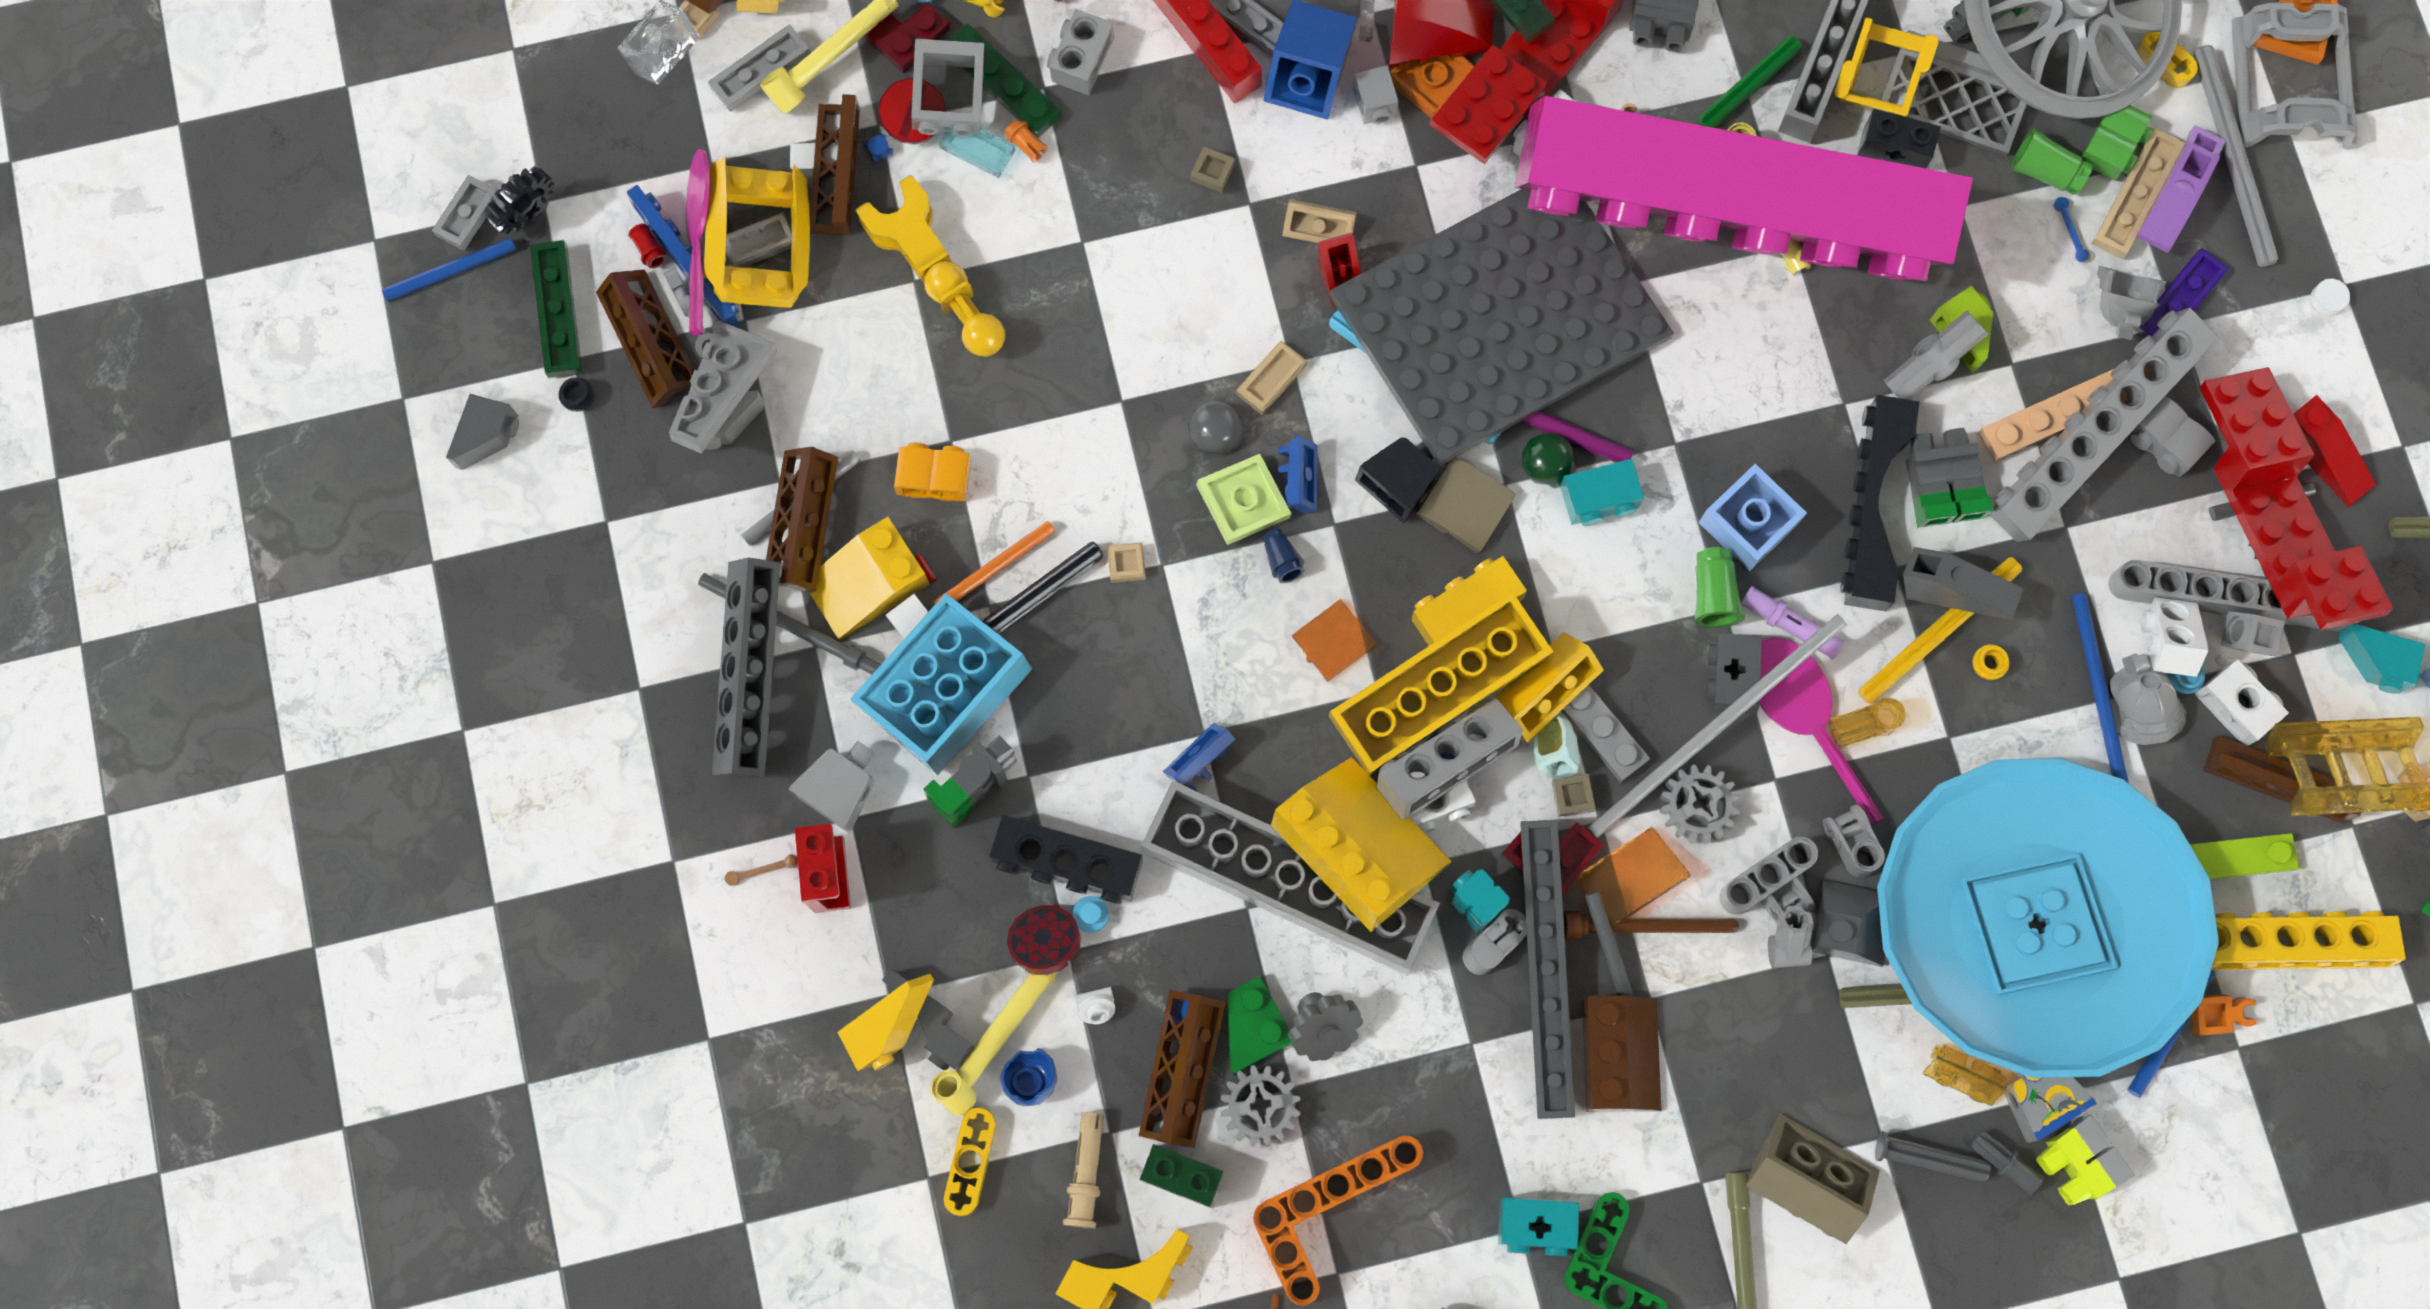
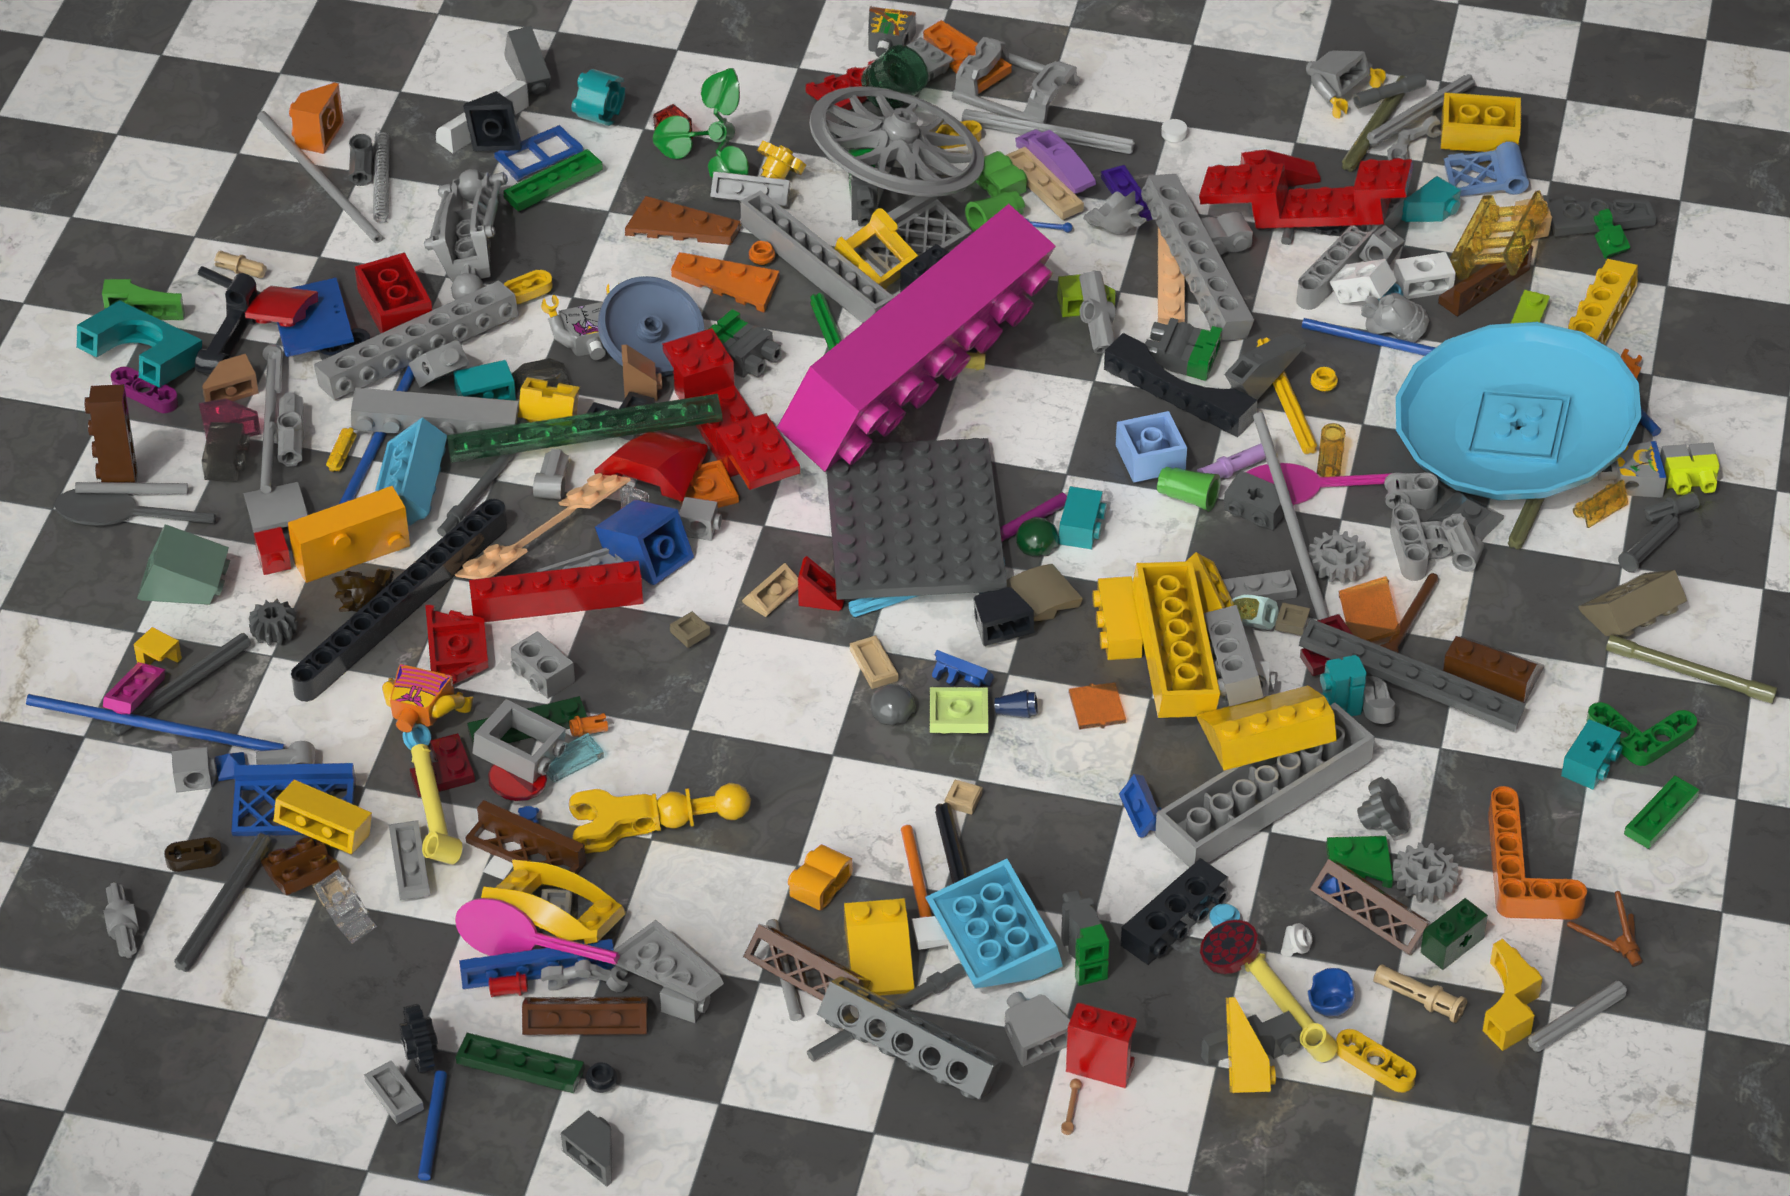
camera: 65 degrees left, 30 degrees down
(1608, 943) = (1409, 638): dark grey bar -> none

